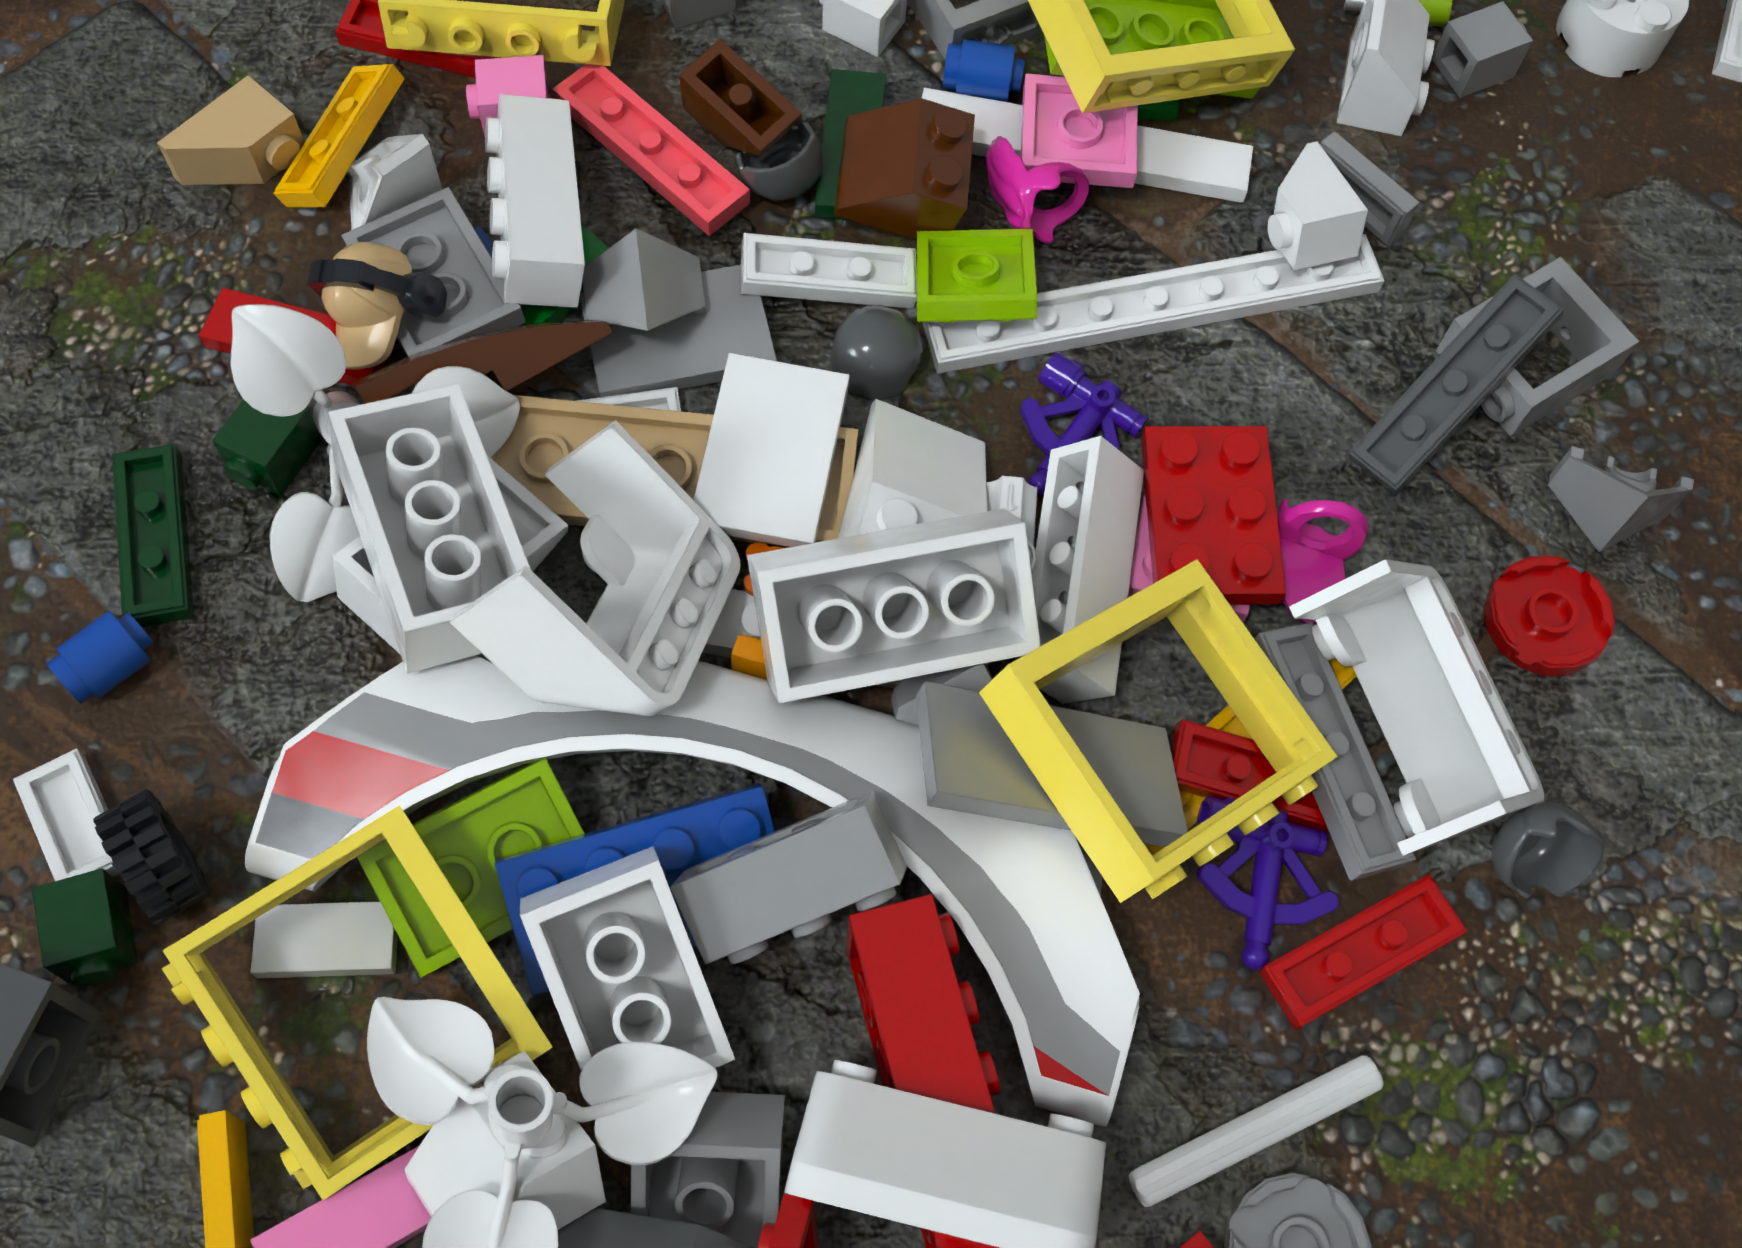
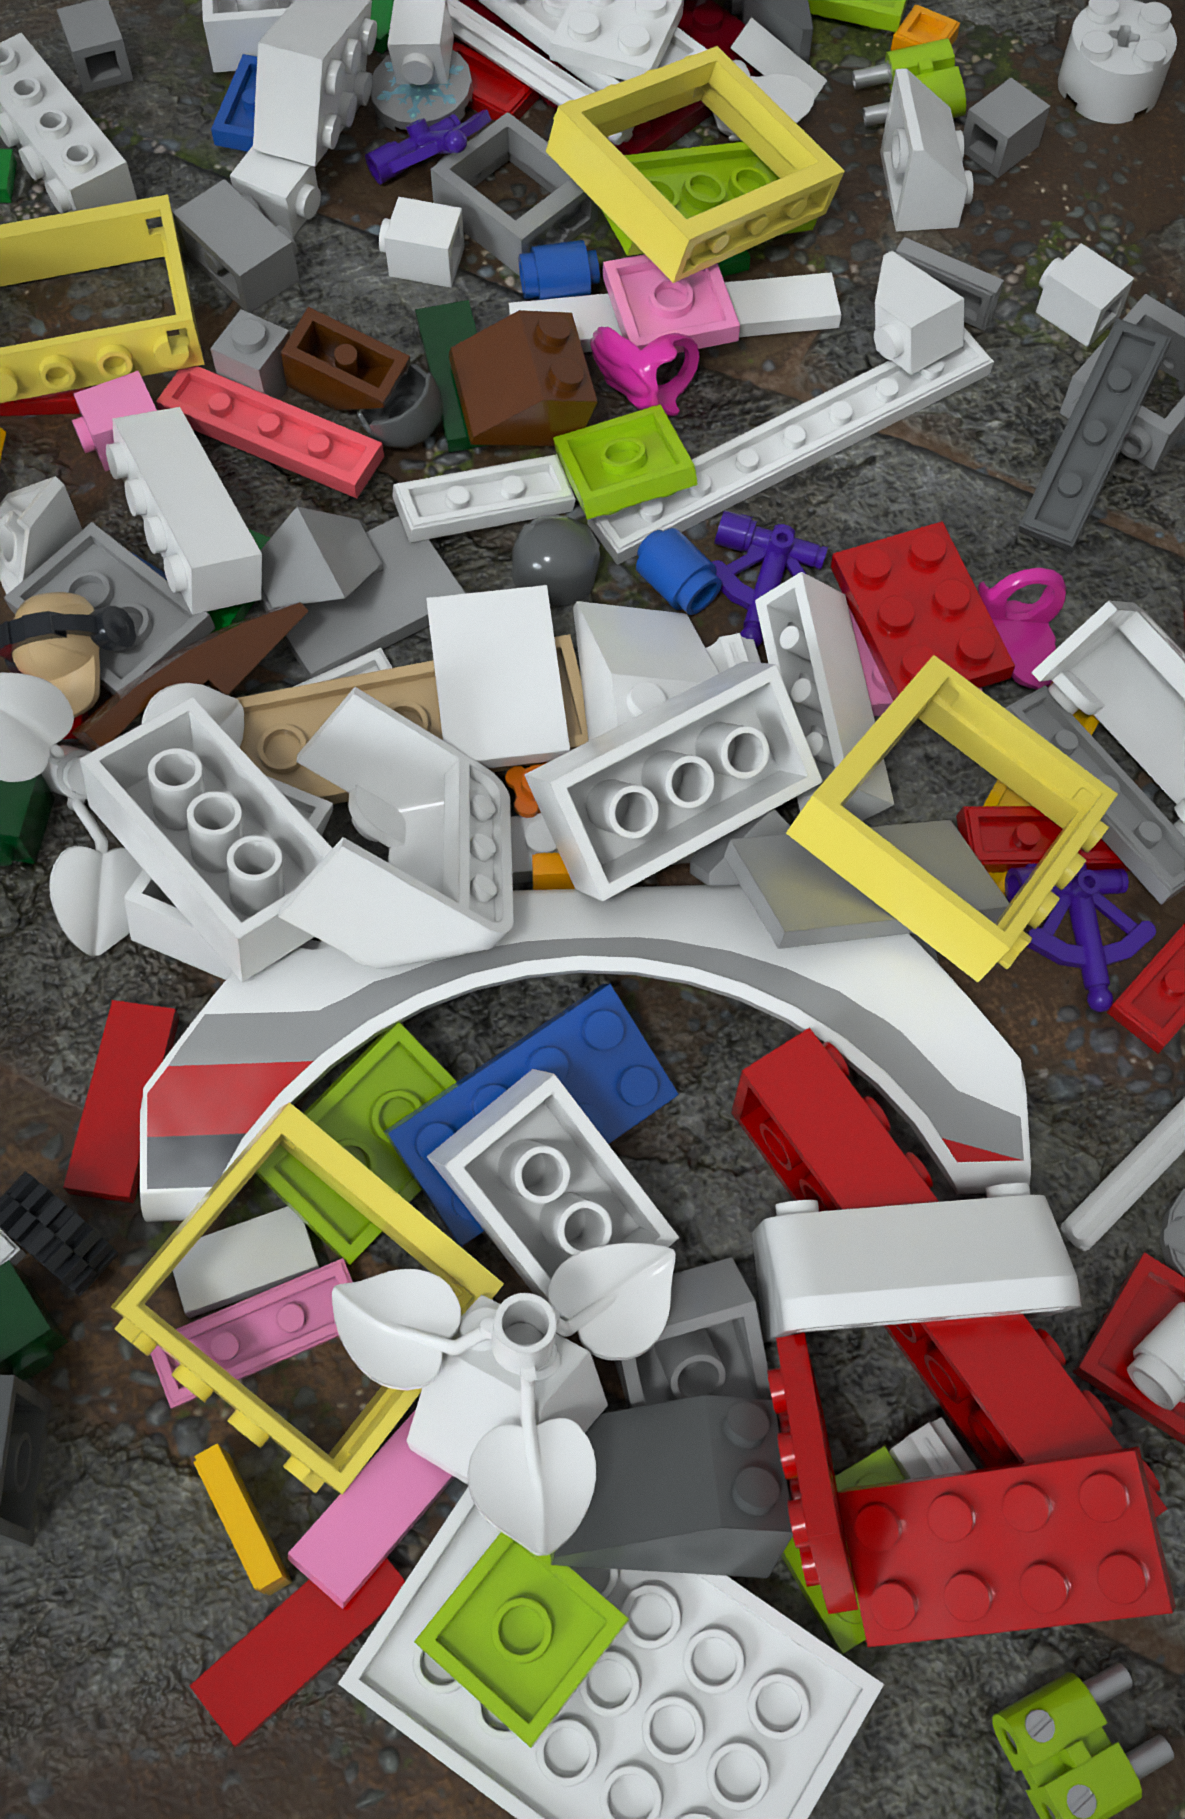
camera: 15 degrees left, 0 degrees up
(237, 786) = (108, 1136): none -> red tile
(317, 1010) = (261, 1329): none -> bright pink tile
(653, 69) = (252, 354): none -> light grey brick
(790, 880) = (674, 1057): light grey brick -> none
(989, 397) = (678, 570): none -> blue brick
(1500, 238) = (1083, 294): none -> white brick

